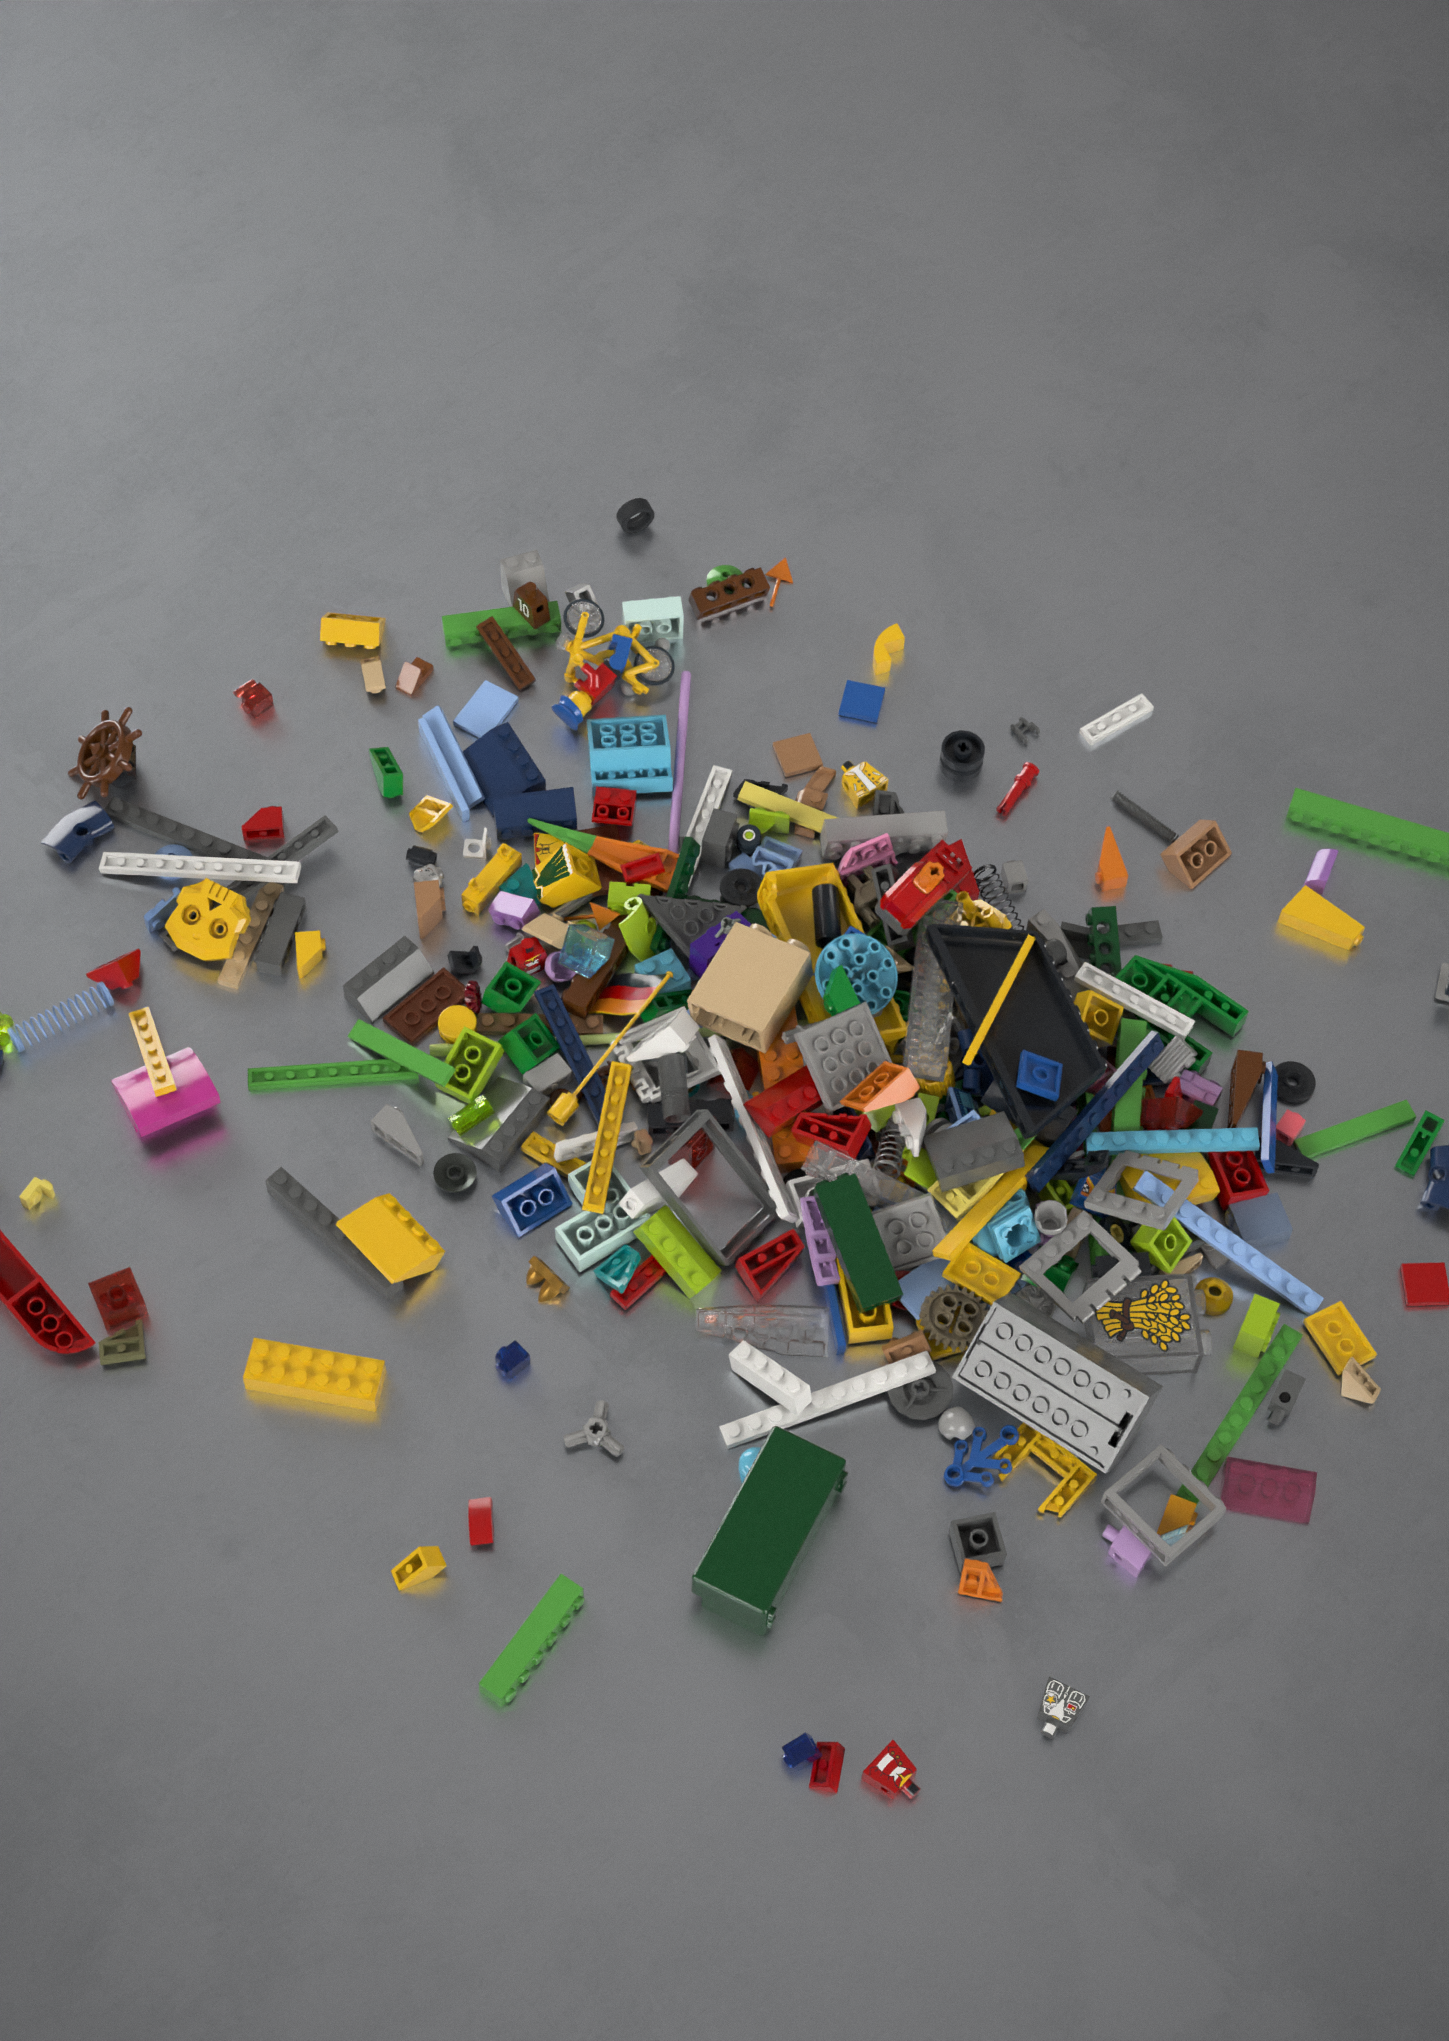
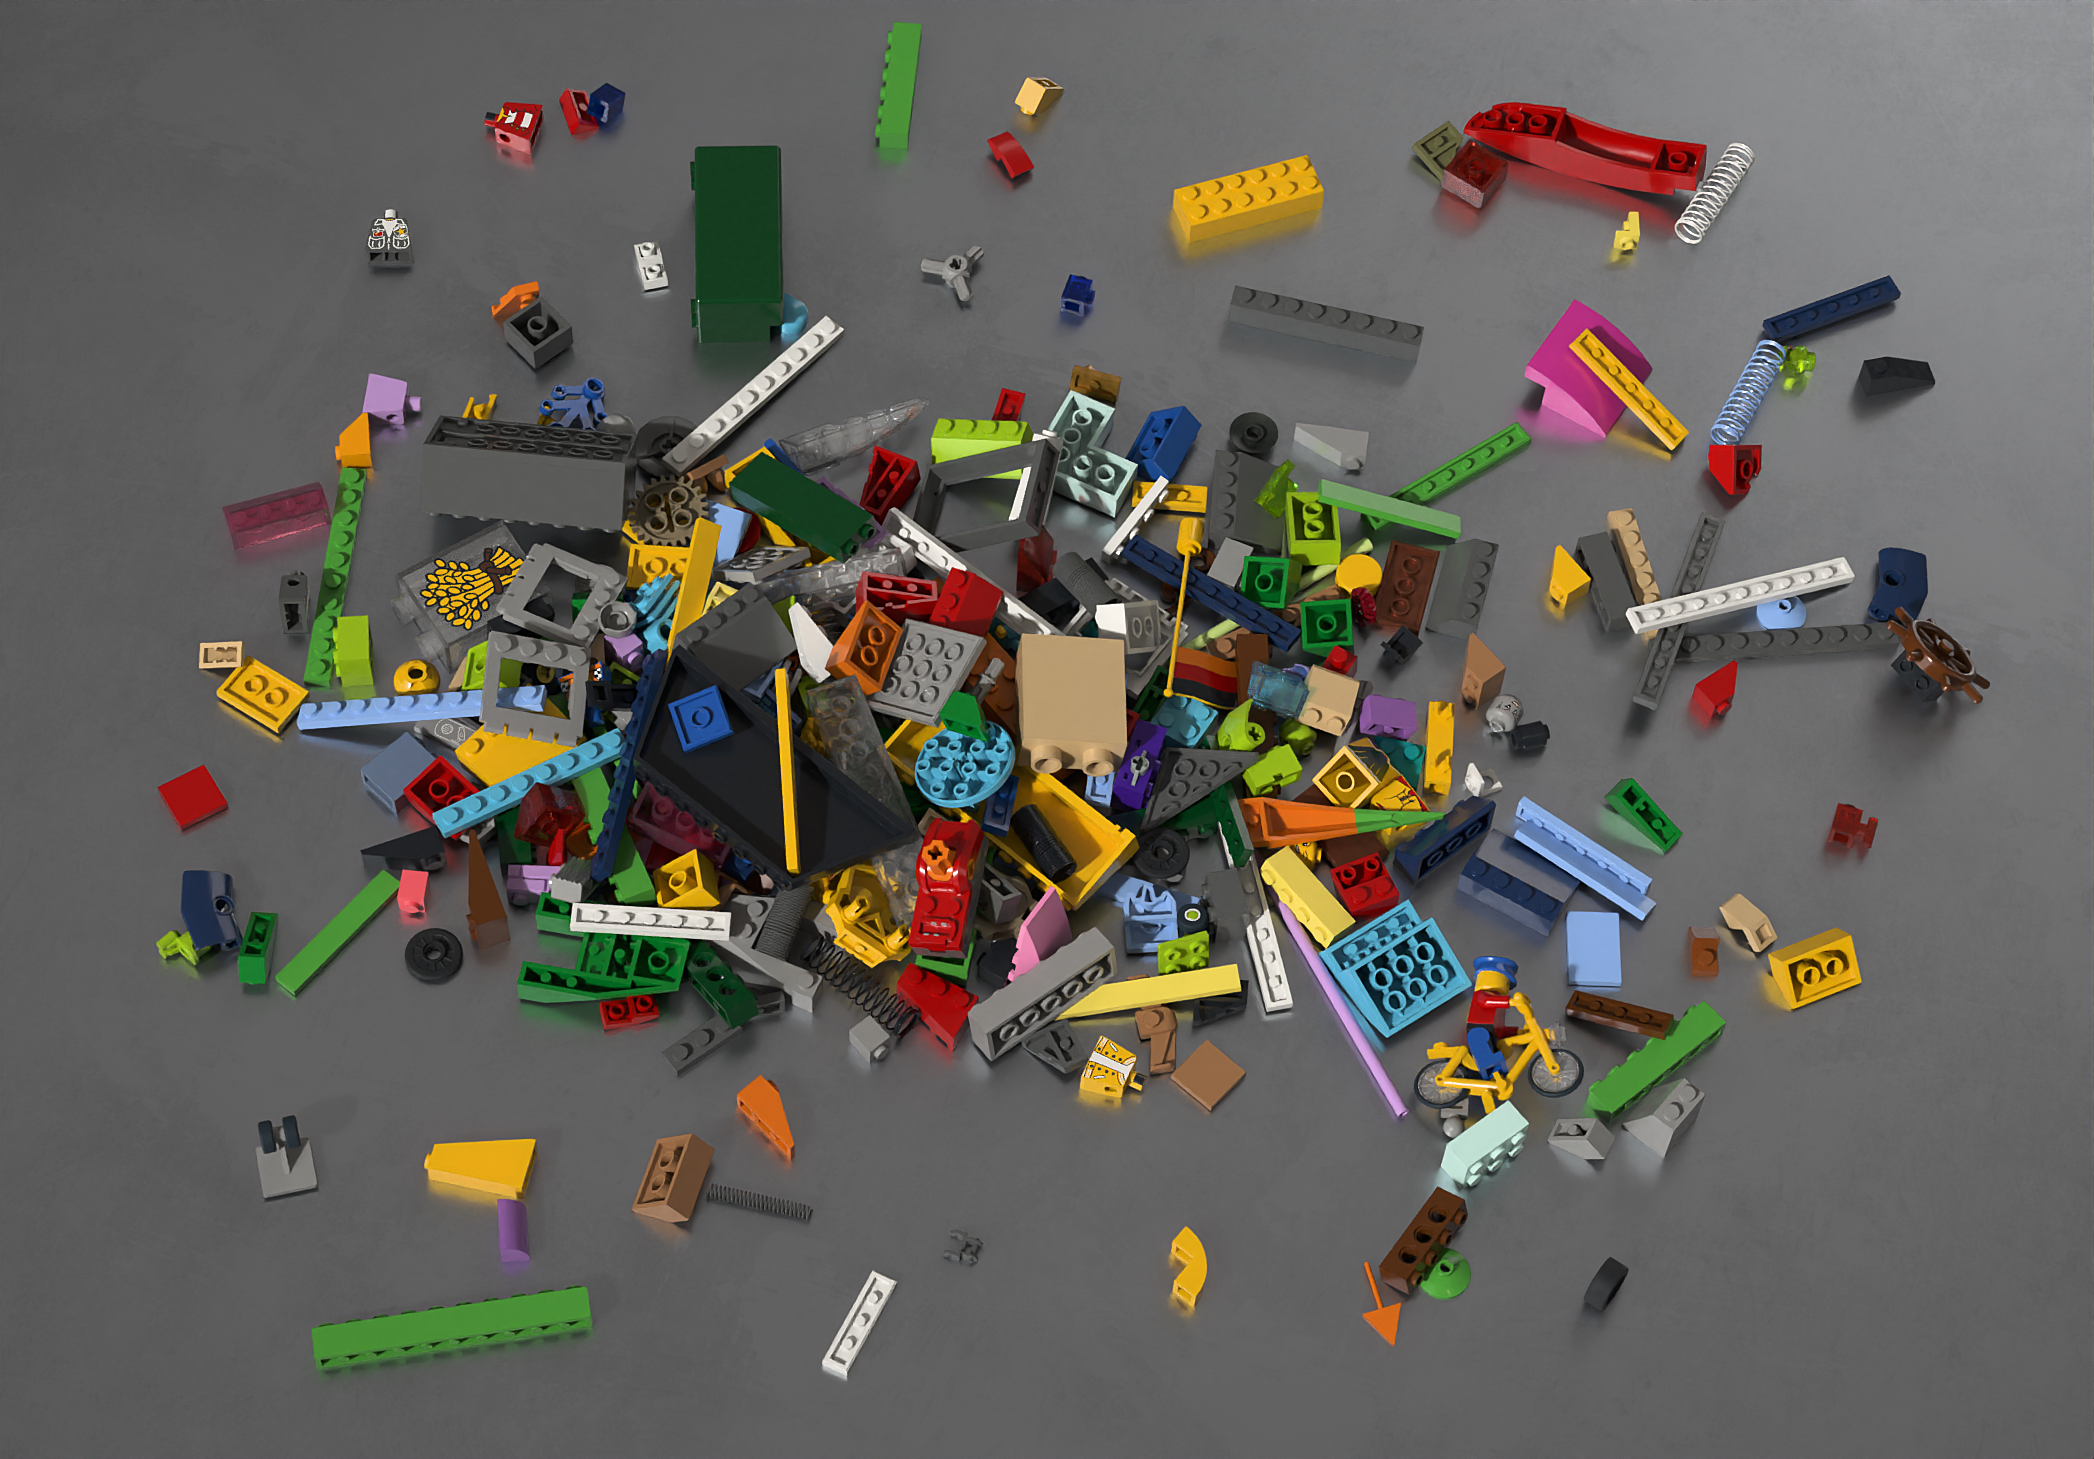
camera: 150 degrees right, 0 degrees up
(158, 916) = (1739, 538): medium blue wing -> none
(201, 934) = (1681, 537): yellow brick -> none
(391, 1239) = (1265, 327): yellow slope -> none
(428, 813) = (1559, 792): yellow slope -> none
(529, 600) = (1632, 1071): reddish brown torso -> none
(601, 914) = (1304, 748): orange piece -> none
(607, 1137) = (1123, 515): yellow tile -> none
(619, 1268) = (1031, 410): teal wing -> none
(642, 868) = (1278, 805): red tile -> none
(642, 1141) = (1091, 548): tan plant -> none
(657, 817) = (1306, 897): none -> light yellow brick
(770, 1377) = (819, 378): white brick -> none
(845, 1572) = (650, 265): none -> white slope
(862, 701) = (1177, 1186): blue tile -> none
(961, 756) = (1015, 1160): black wheel -> none
(1021, 782) = (927, 1169): red pin -> none
(1140, 1528) = (382, 397): light grey window -> none
(1269, 1116) = (438, 872): blue tile -> none

